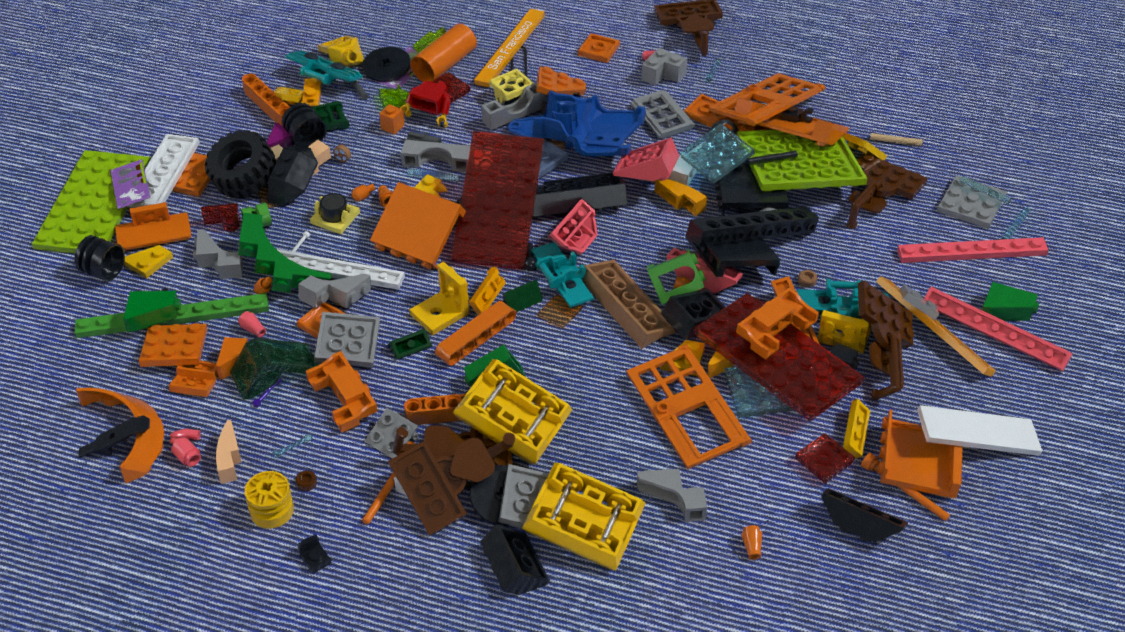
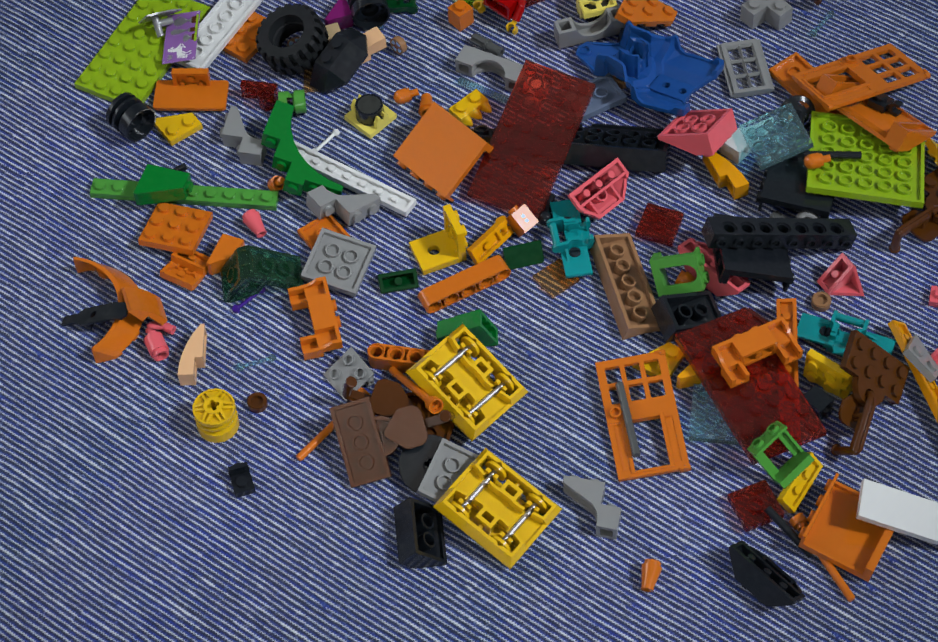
camera: 20 degrees right, 10 degrees up
(104, 171) = (158, 24): none -> light grey shield
(163, 415) = (144, 304): none -> orange slope
(490, 433) = (432, 403): none -> orange piece
(511, 267) = (521, 219): none -> brick
(638, 247) = (659, 224): none -> clear red plate
(677, 411) = (627, 419): none -> dark grey bar
(761, 163) = (816, 160): none -> orange cylinder
(819, 255) = (841, 278): none -> coral slope
(848, 413) = (793, 467): none -> bright green panel
(864, 471) = (785, 528): none -> black bar

